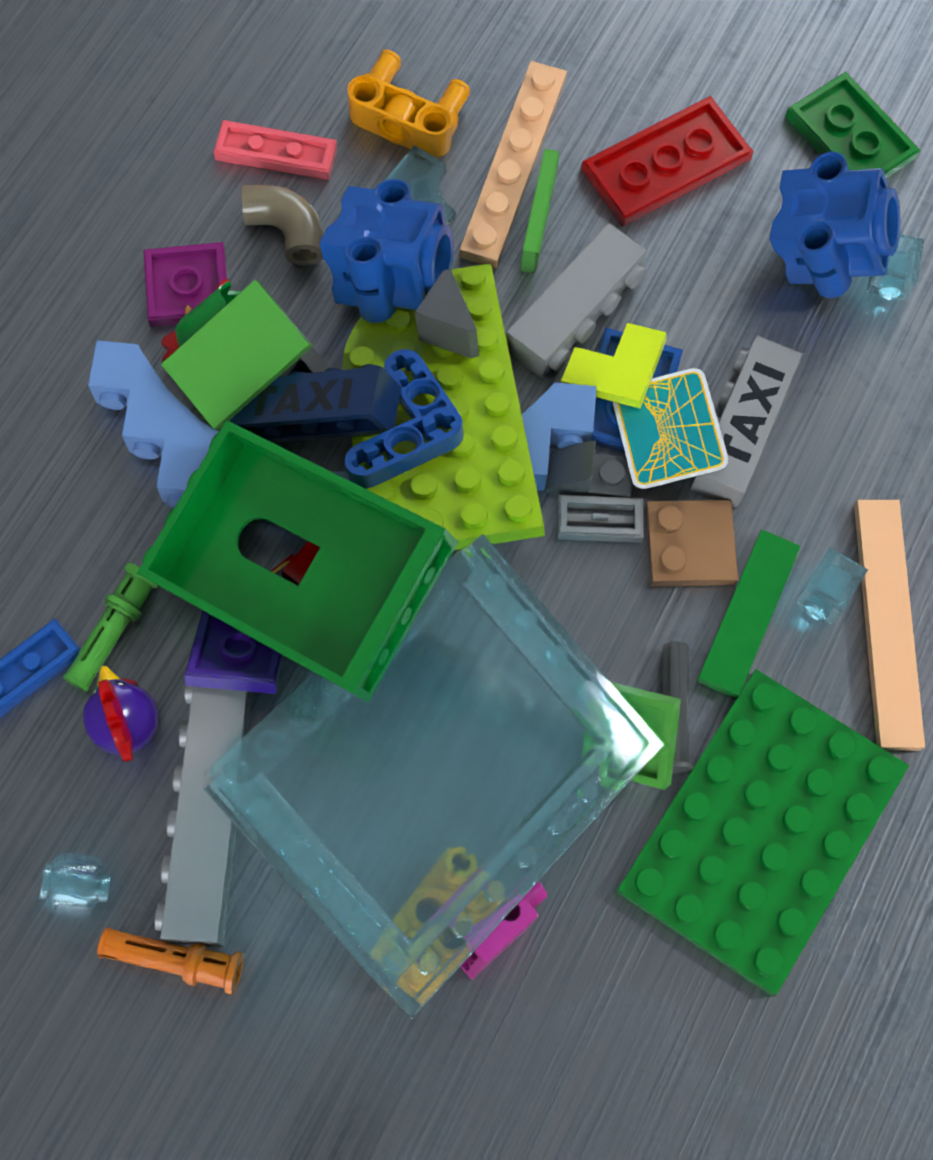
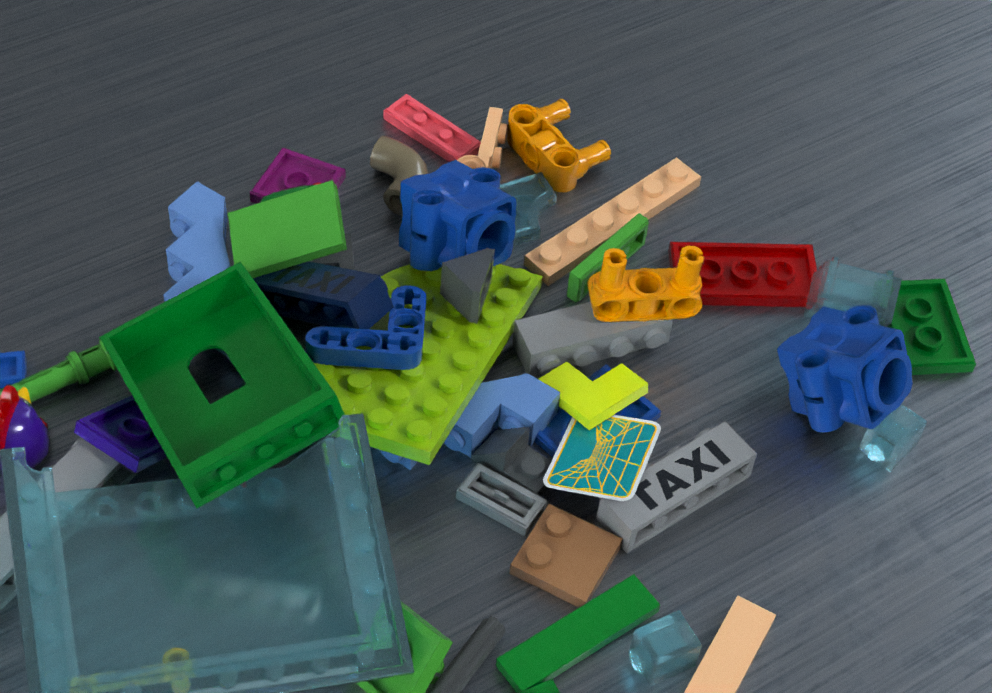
camera: 30 degrees right, 20 degrees down
(353, 151) = (493, 135): none -> light nougat plate
(635, 226) = (646, 292): none -> light orange piece
(791, 140) = (847, 286): none -> clear light blue container

